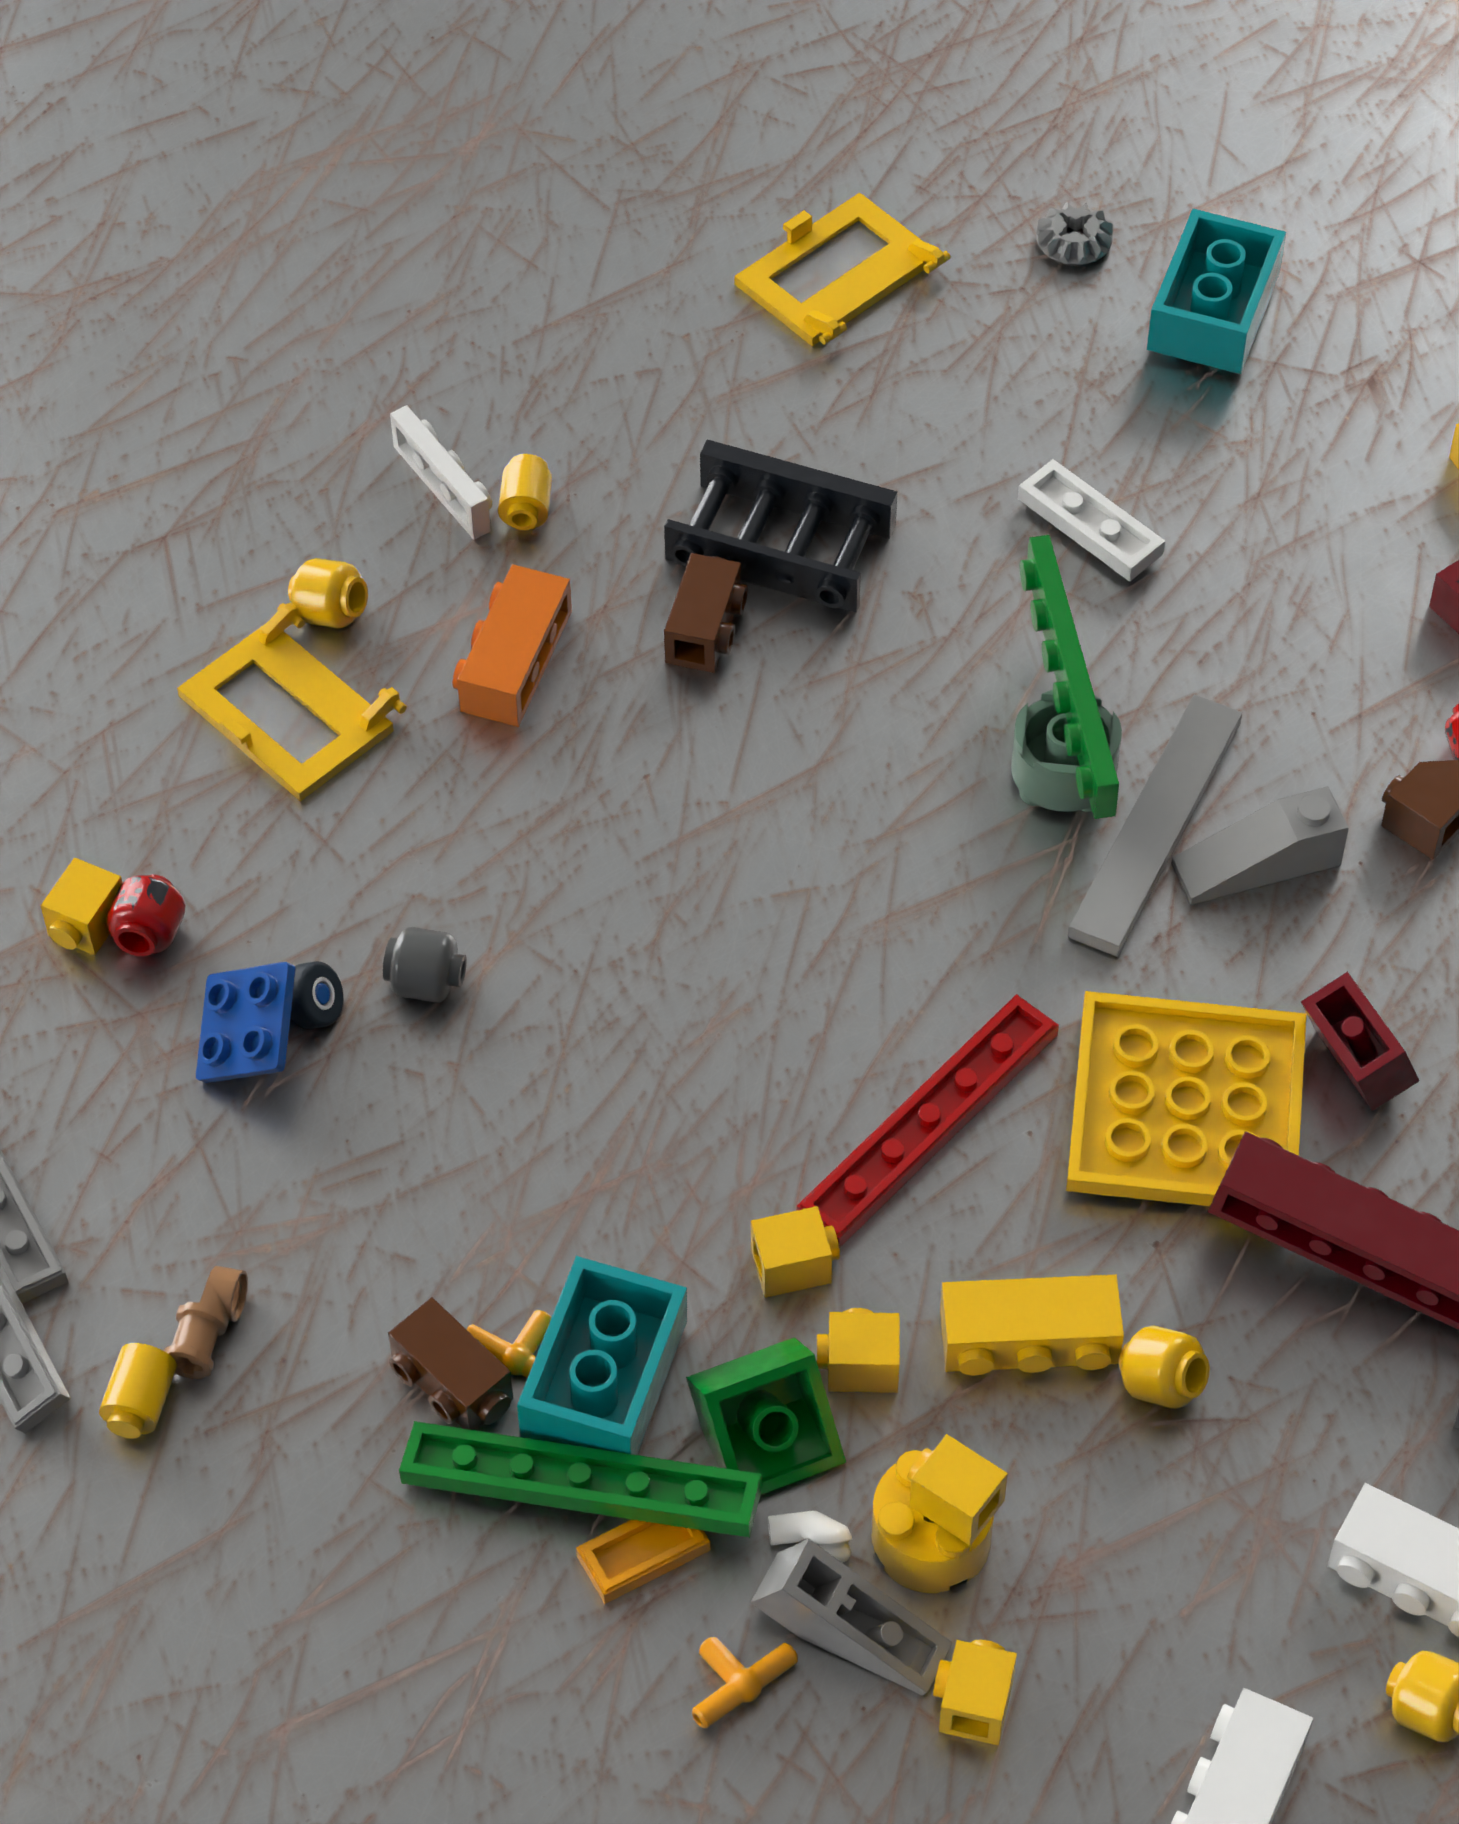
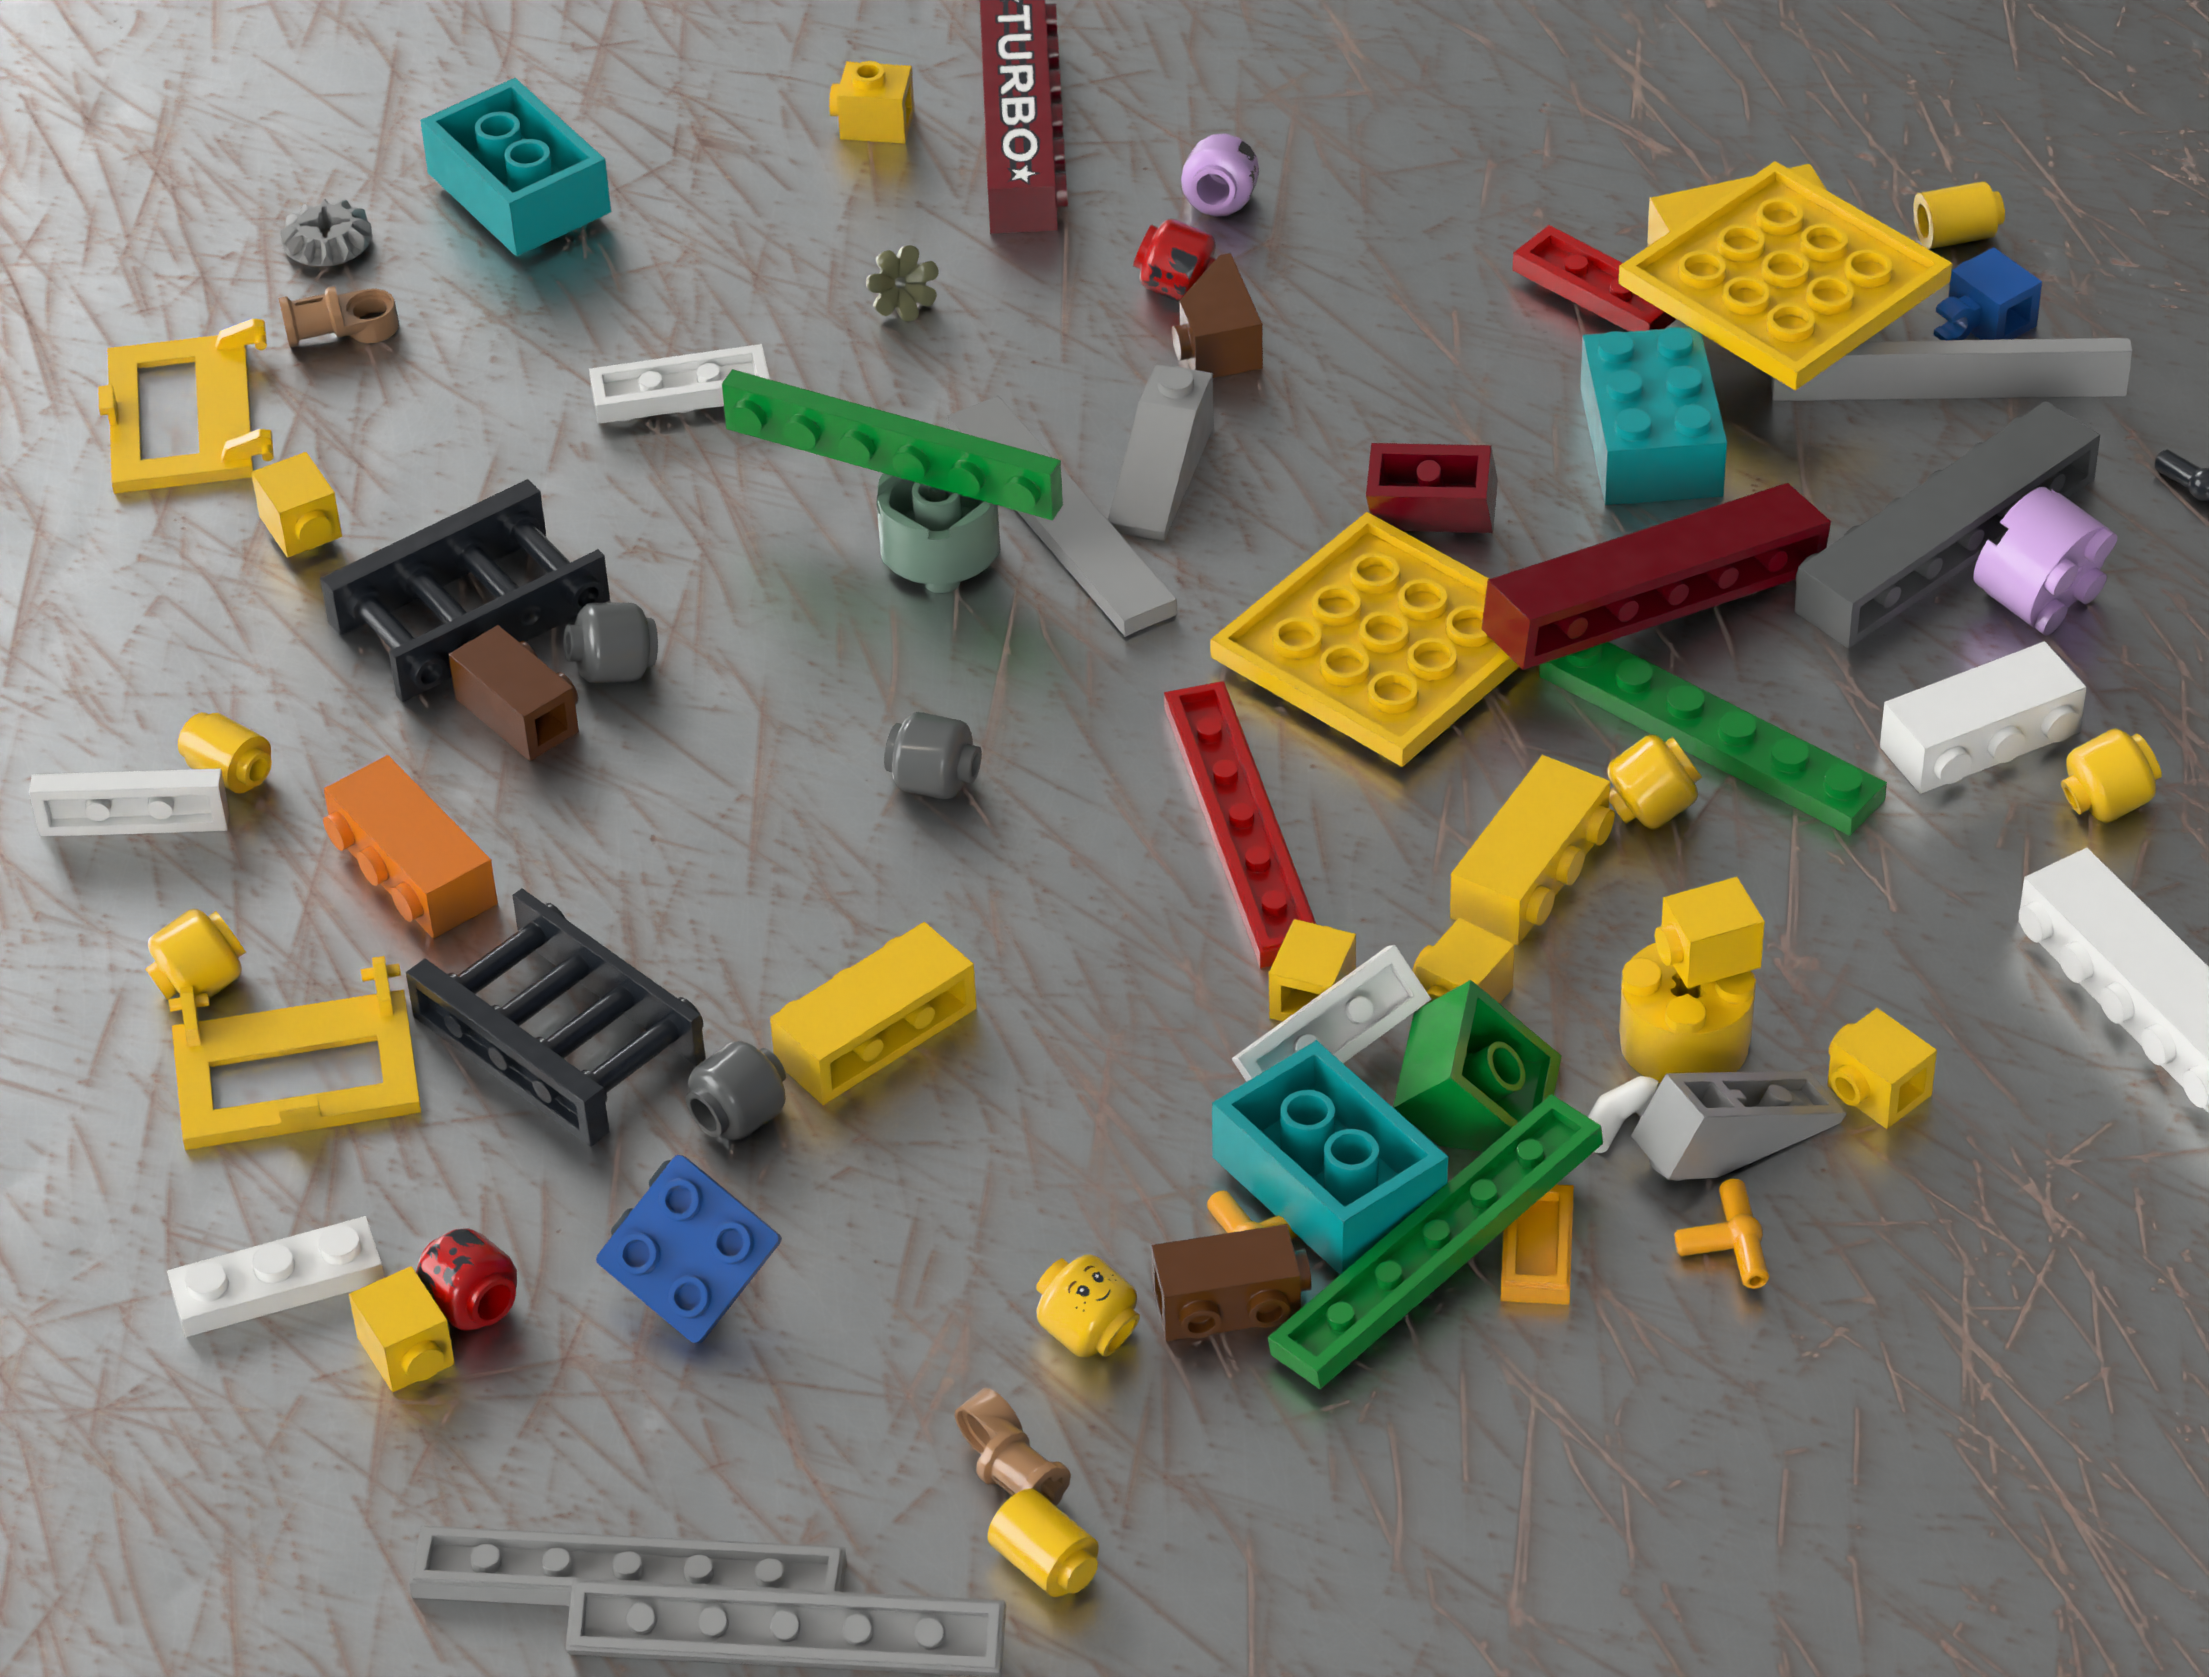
camera: 55 degrees left, 10 degrees down
(97, 811) = (275, 1276): none -> white plate
(368, 1291) = (1087, 1306): none -> yellow head
(380, 792) = (537, 1065): none -> black fence
(556, 1001) = (873, 1012): none -> yellow brick
(742, 1293) = (1343, 1016): none -> white plate
(778, 383) = (296, 504): none -> yellow brick
(793, 637) = (611, 642): none -> dark grey head
(831, 889) = (932, 755): none -> dark grey head
(992, 290) = (340, 315): none -> medium nougat connector
(1272, 1393) = (1720, 734): none -> green plate
(1306, 584) = (902, 283): none -> olive plant

